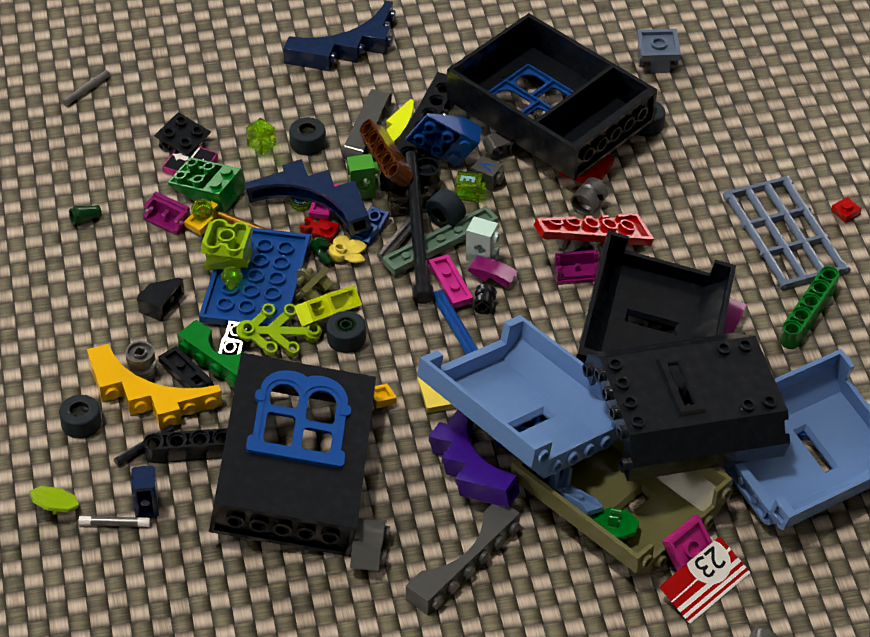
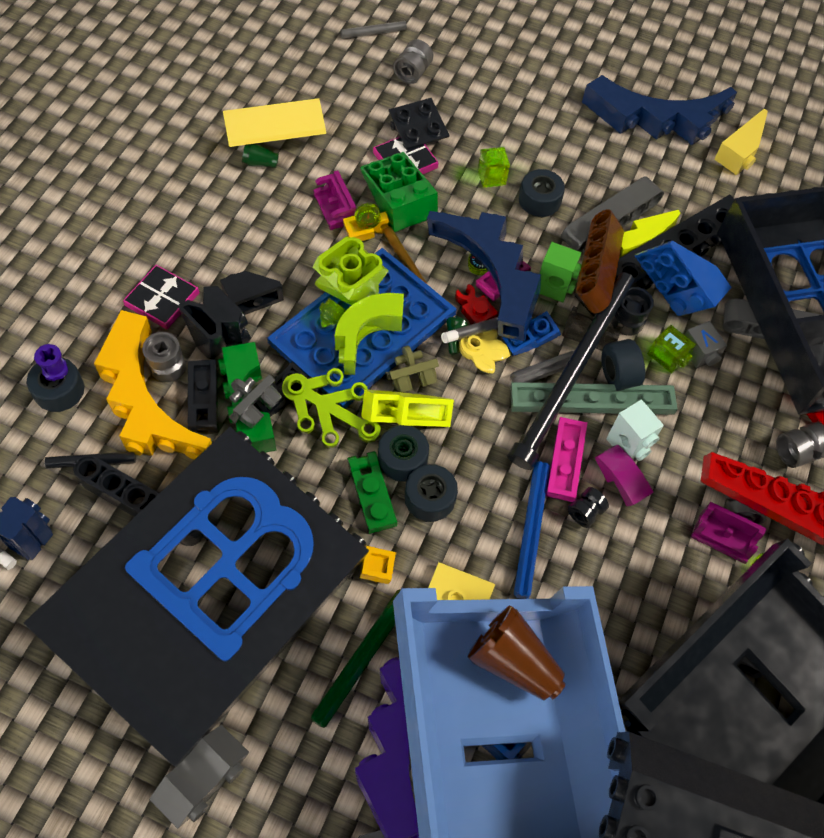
camera: 30 degrees right, 15 degrees up
(70, 393) = (51, 362): none -> dark purple bush
(79, 185) = (274, 122): none -> light yellow slope
(98, 331) = (160, 295): none -> black tile
(141, 94) = (413, 61): none -> flat silver wheel
(160, 321) = (215, 322): none -> black piece
(227, 343) = (245, 410): none -> dark grey hips
(259, 264) = (366, 316): none -> lime arch
(332, 240) = (469, 330): none -> flat silver bar
(340, 360) = (372, 493): none -> green plate
(382, 342) = (428, 482): none -> black wheel
(411, 446) = (355, 666): none -> dark green axle
(421, 37) = (740, 148): none -> light yellow slope
(505, 365) = (518, 656): none -> reddish brown cone

